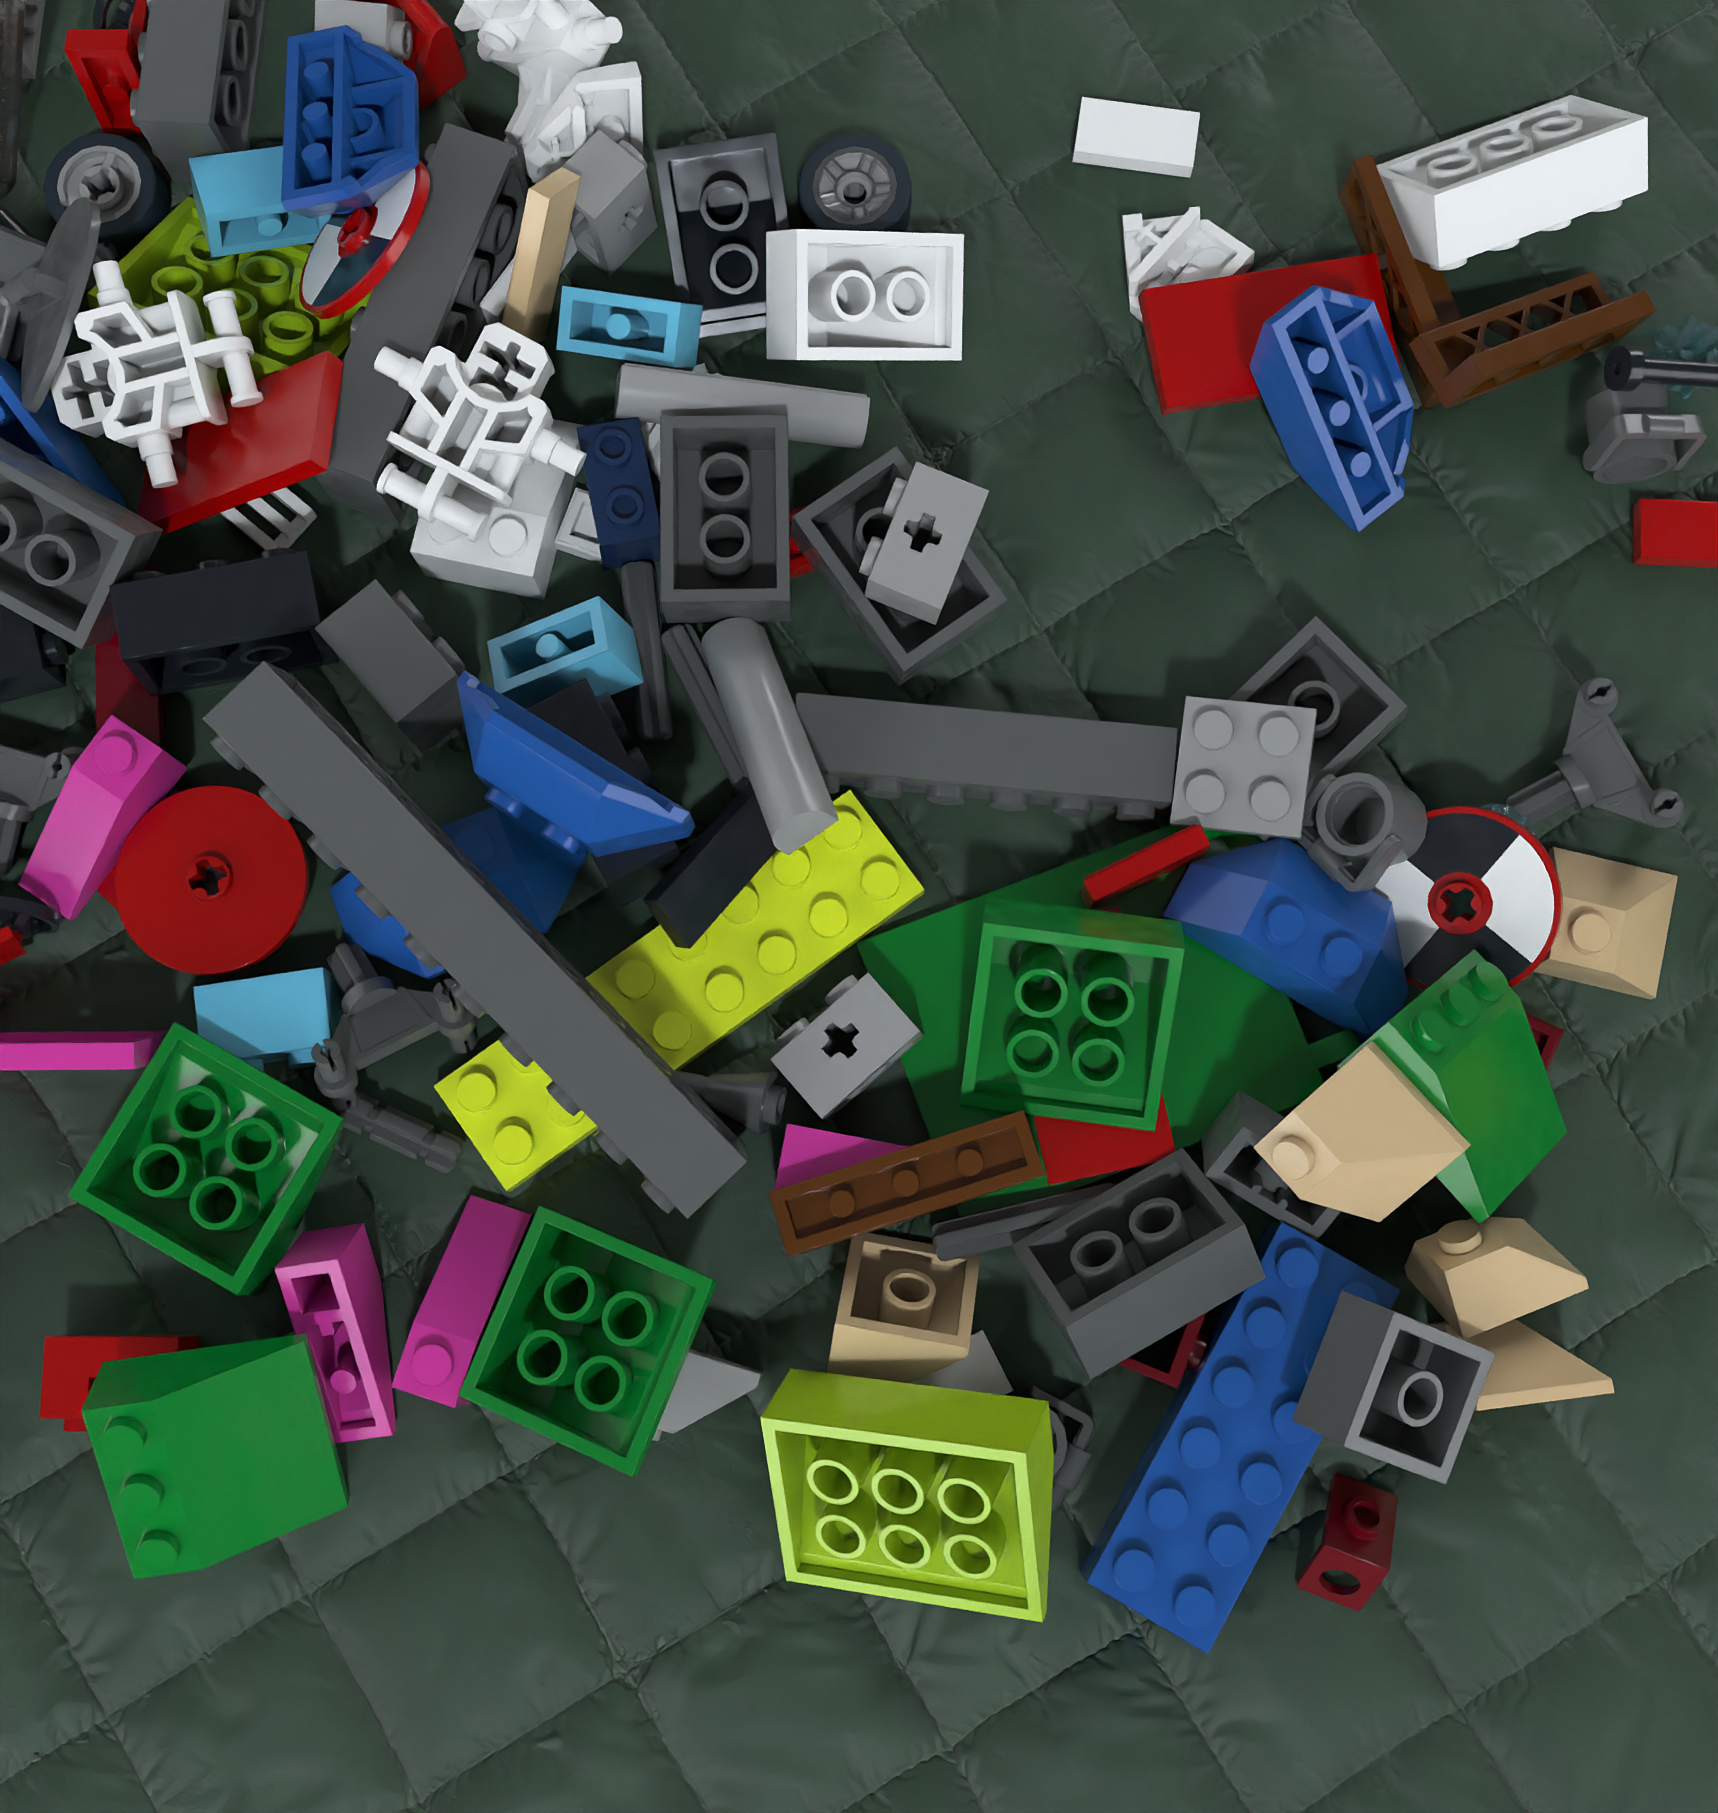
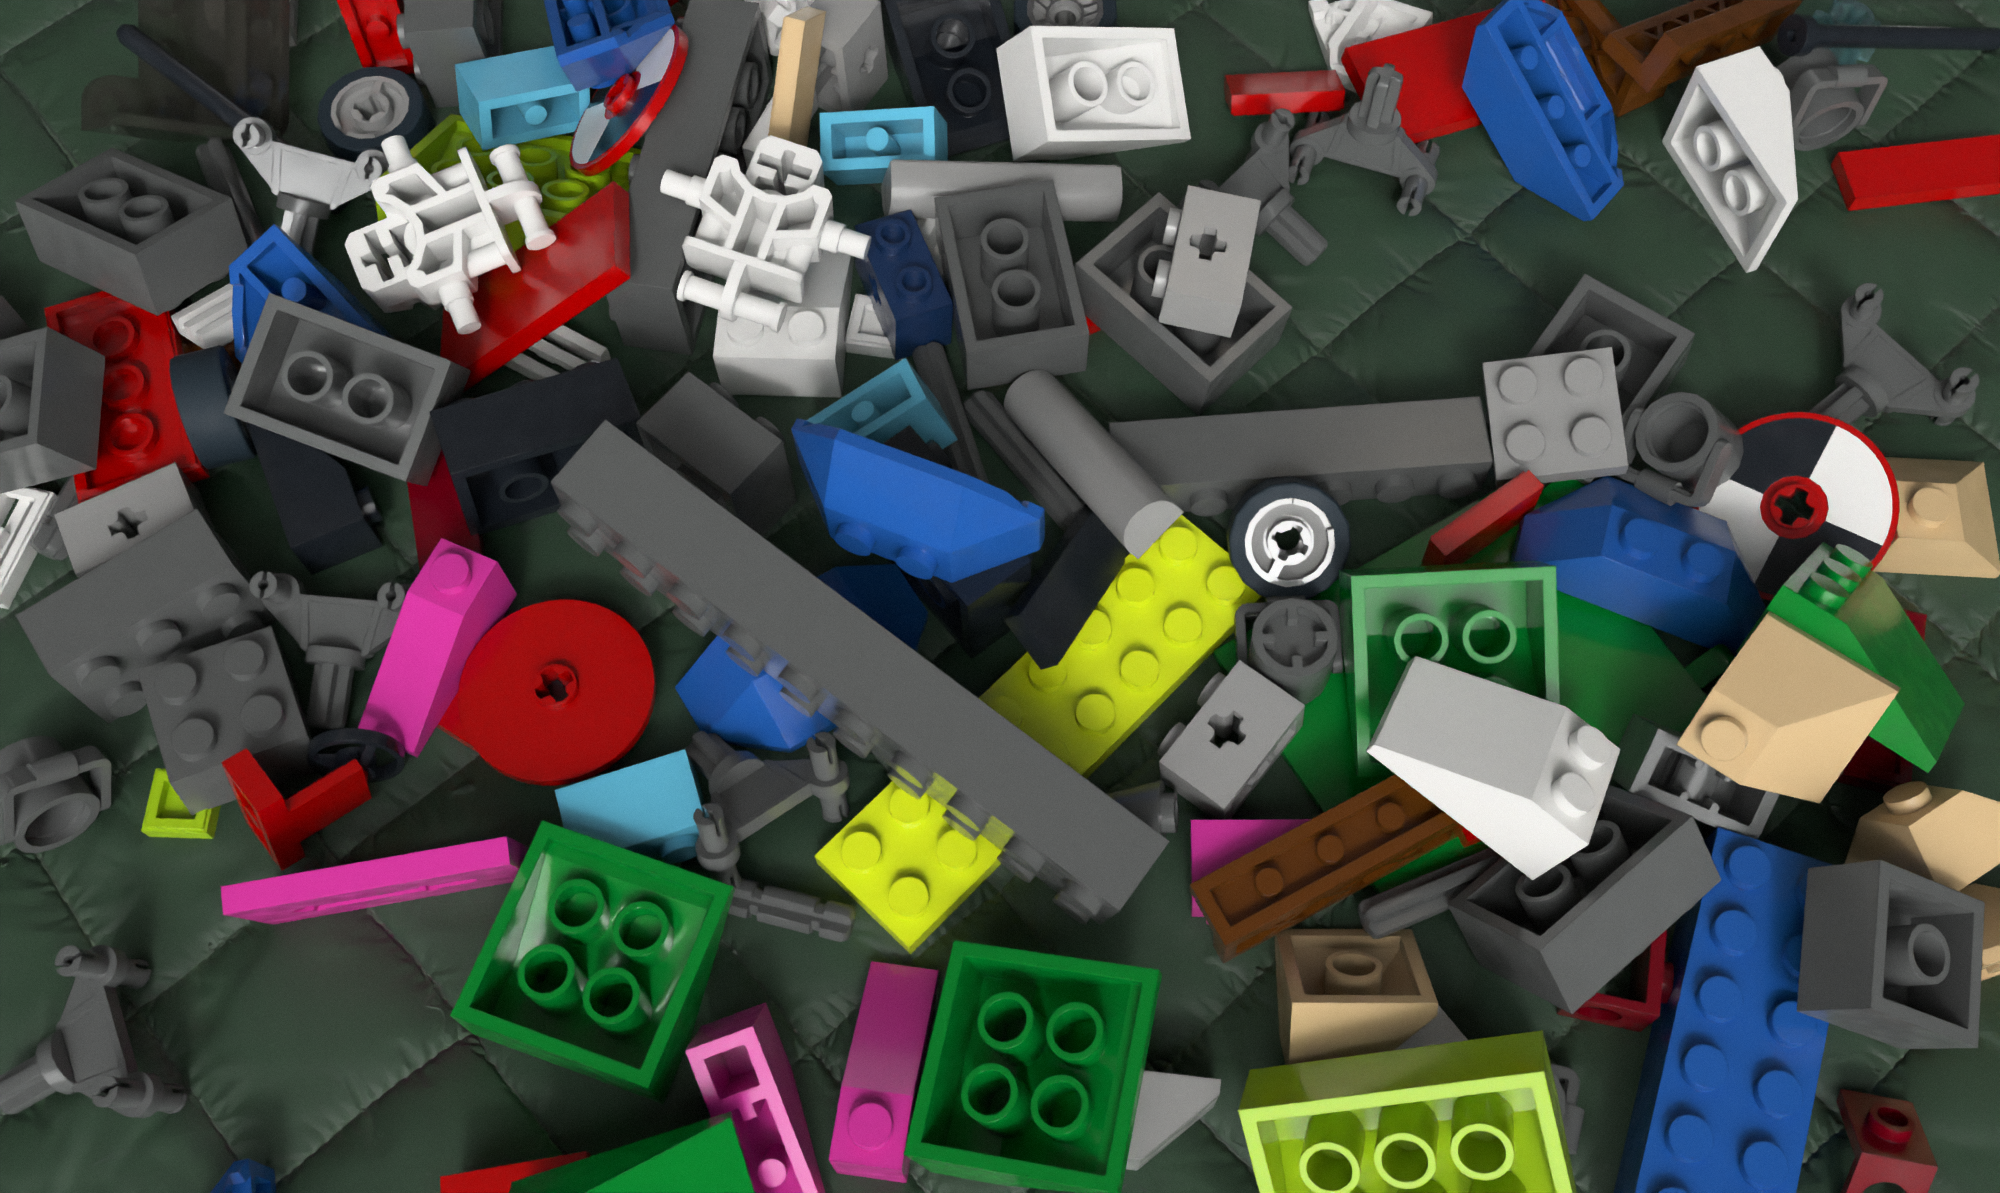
camera: 10 degrees left, 15 degrees down
(54, 297) = (343, 182): dark grey shield -> none
(925, 959) = (1291, 643): none -> dark grey piece
(936, 819) = (1278, 507): none -> wheel
(1011, 451) = (1267, 179): none -> dark grey axle
(1070, 324) = (1287, 90): none -> red tile
(1078, 1129) = (1497, 762): none -> white slope
(1143, 403) = (1370, 139): none -> dark grey axle
(1524, 482) = (1738, 149): none -> white slope

